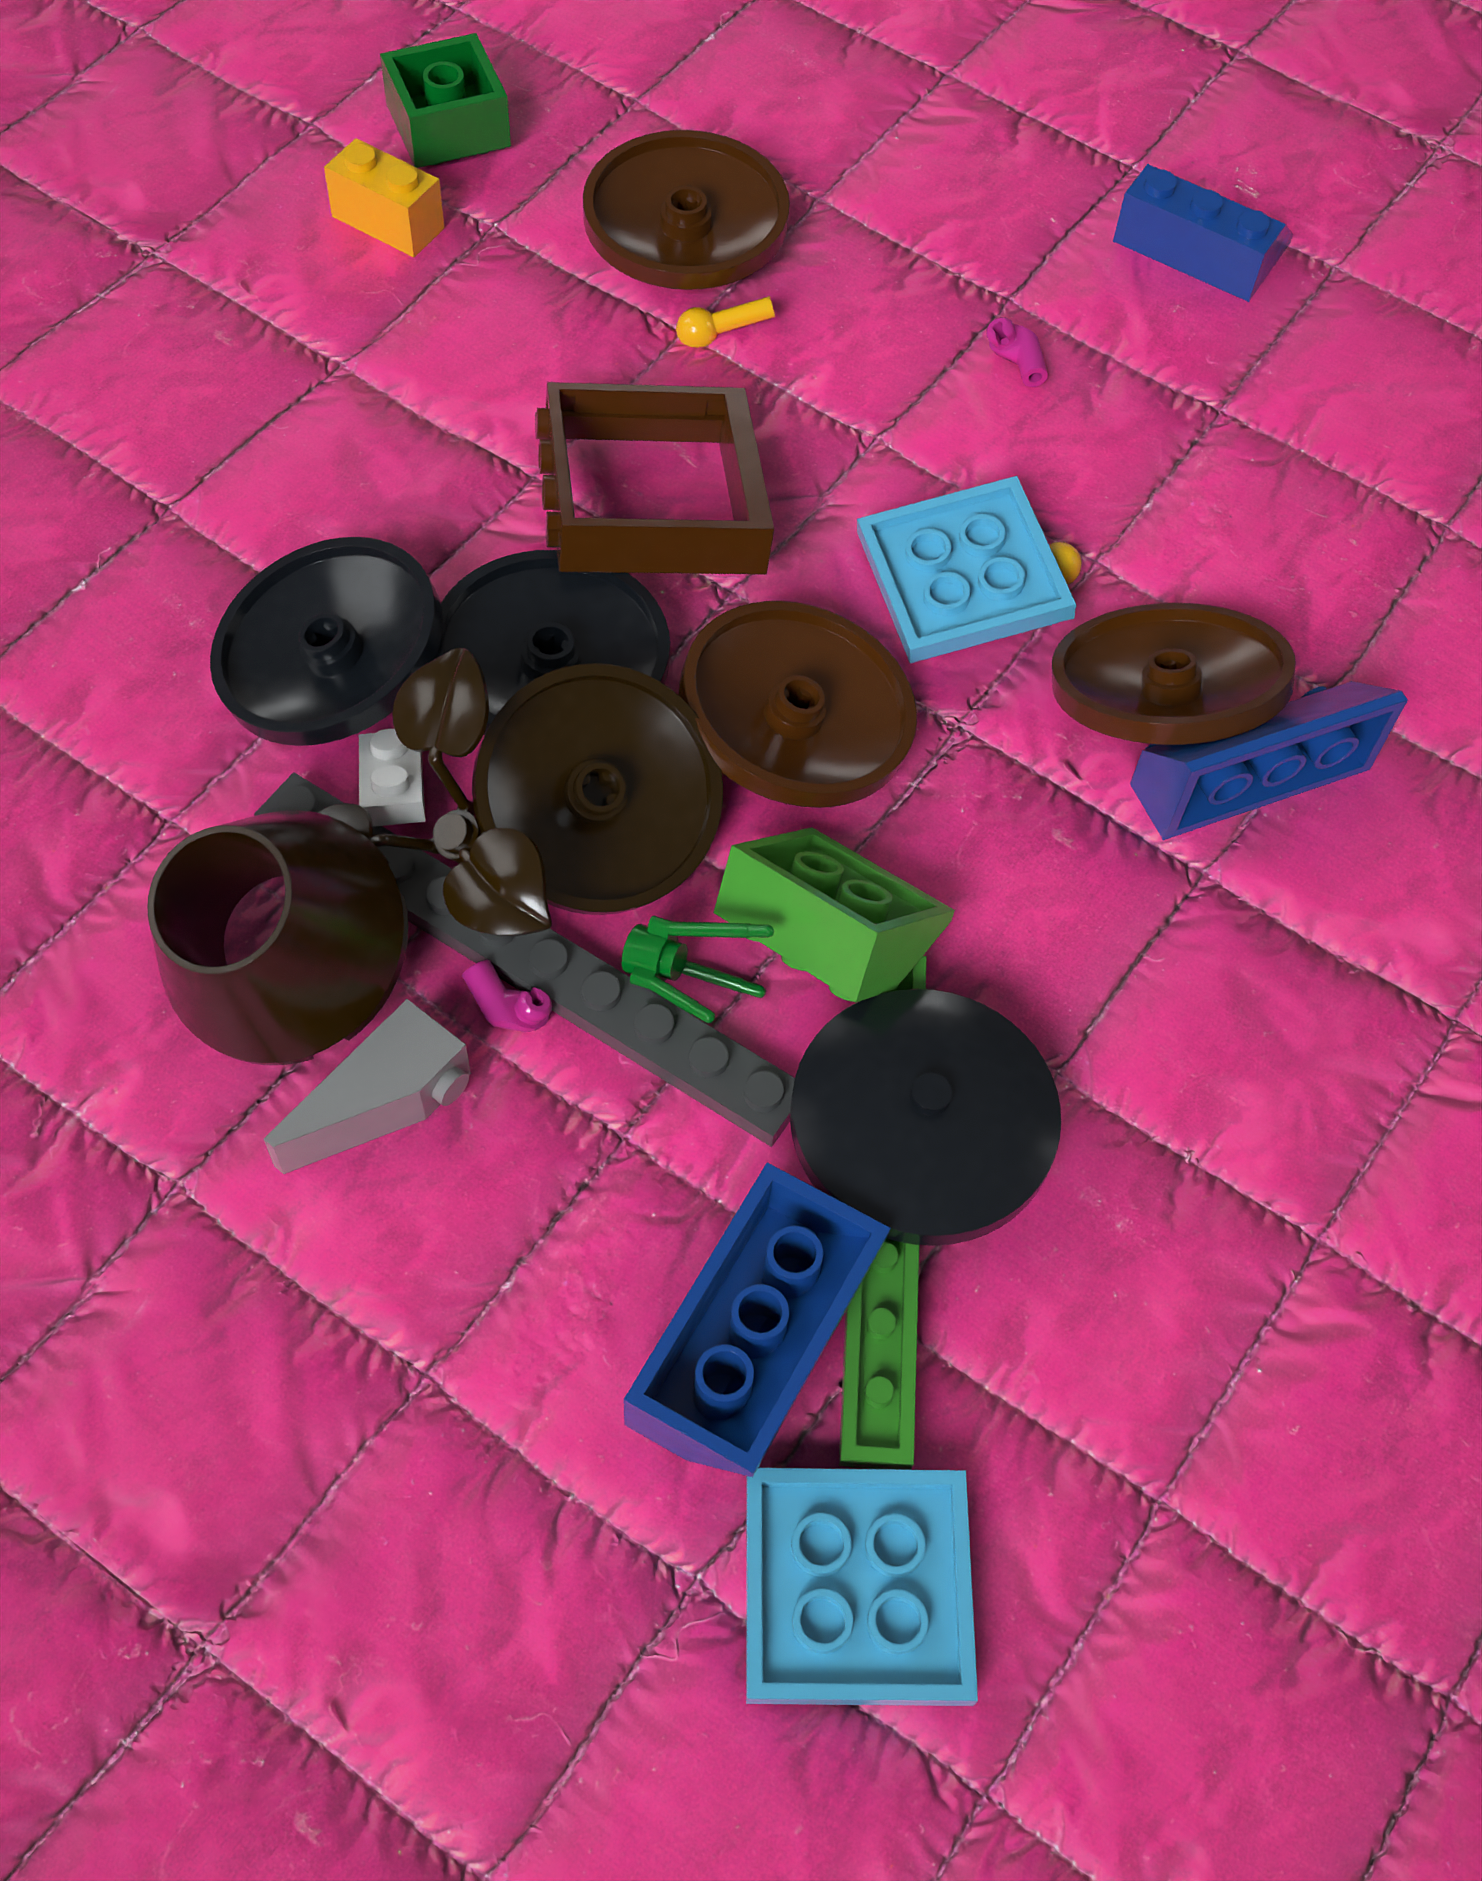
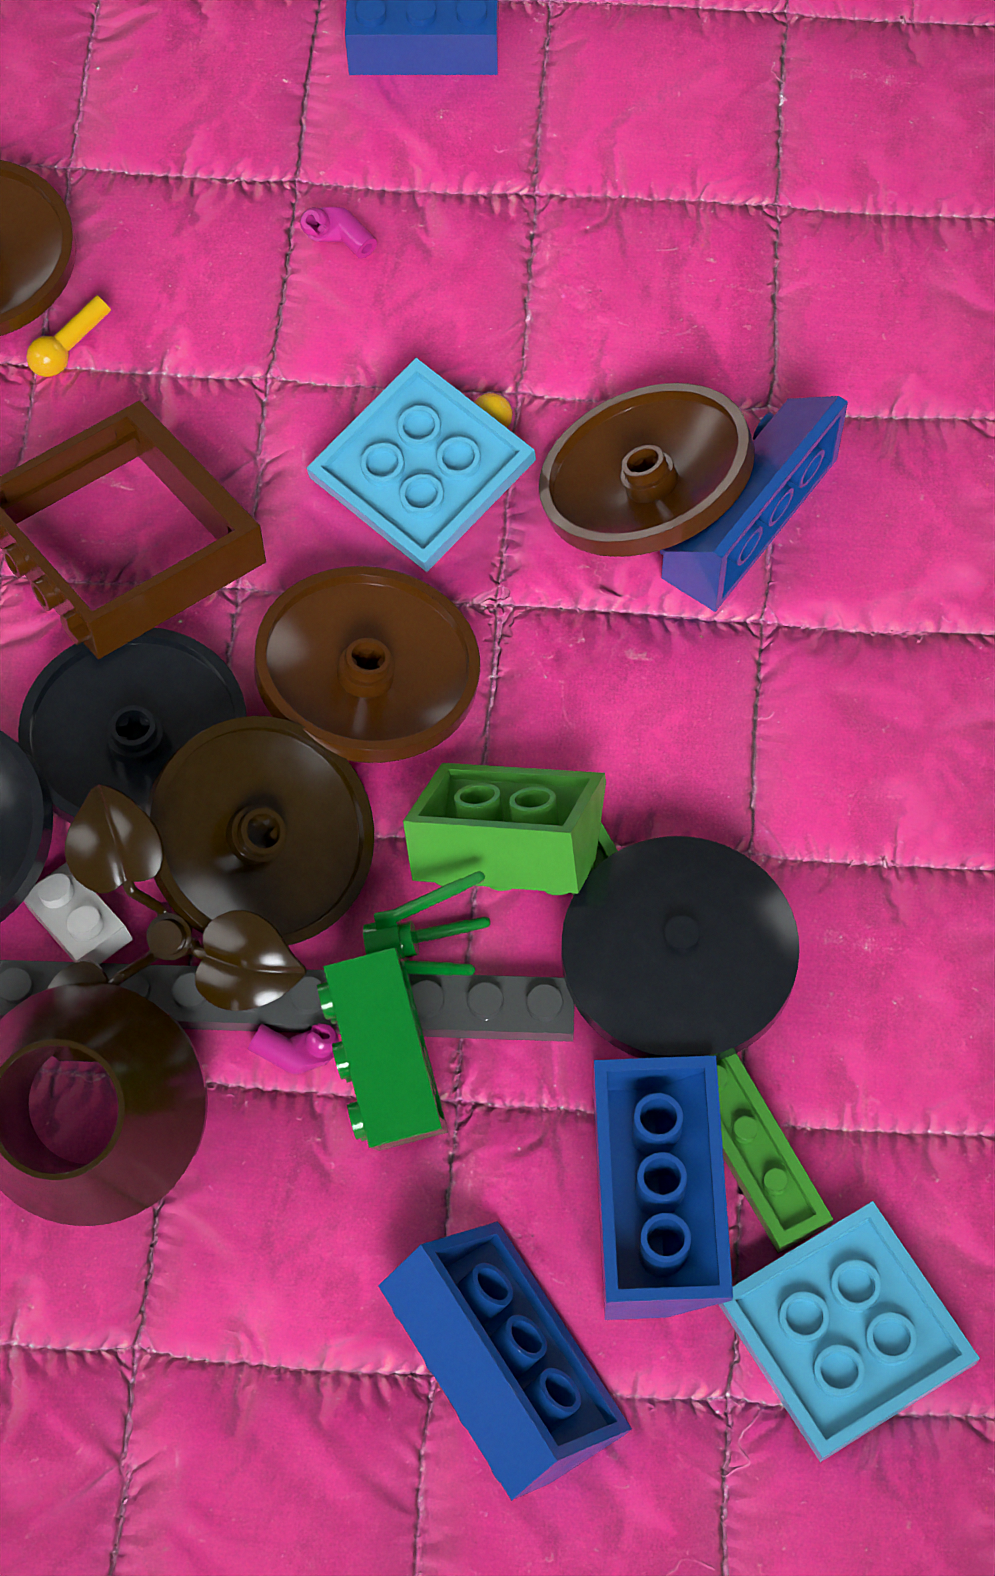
camera: 25 degrees left, 5 degrees up
(381, 1087) = (249, 1177): light grey slope -> none
(499, 1401) = (503, 1357): none -> blue slope
(572, 1037) = (382, 1050): none -> green brick

